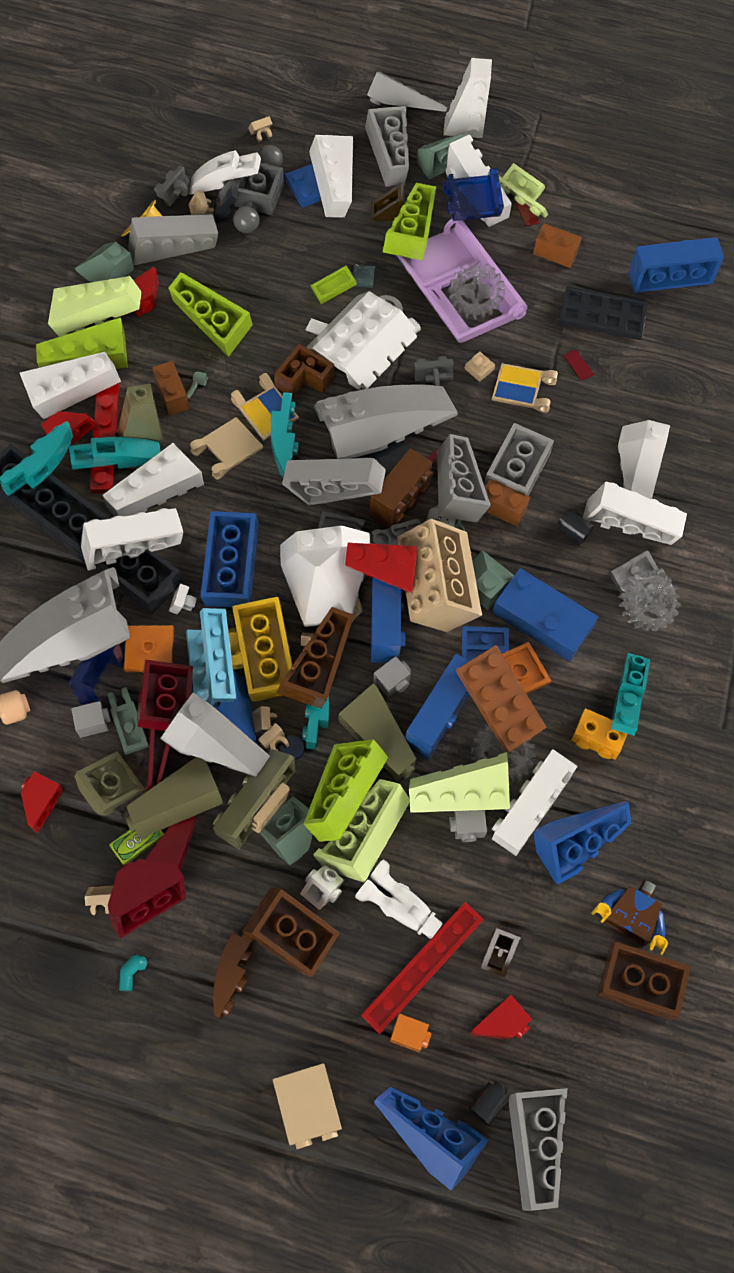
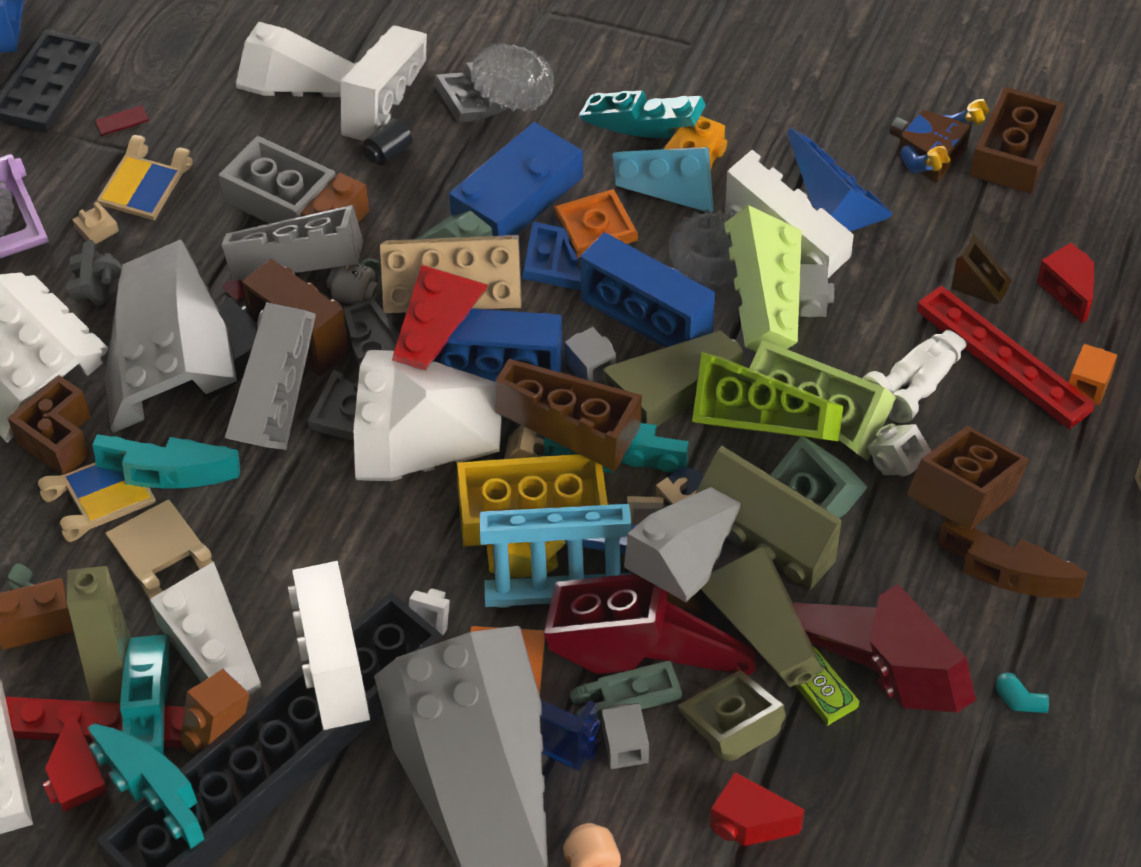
camera: 80 degrees left, 15 degrees down
(88, 485) = (212, 710): none -> dark orange brick
(98, 896) = (911, 730): tan tile -> none
(230, 559) = (374, 536): blue brick -> none
(501, 699) = (648, 219): dark orange plate -> none
(568, 716) = (668, 174): none -> medium azure wing

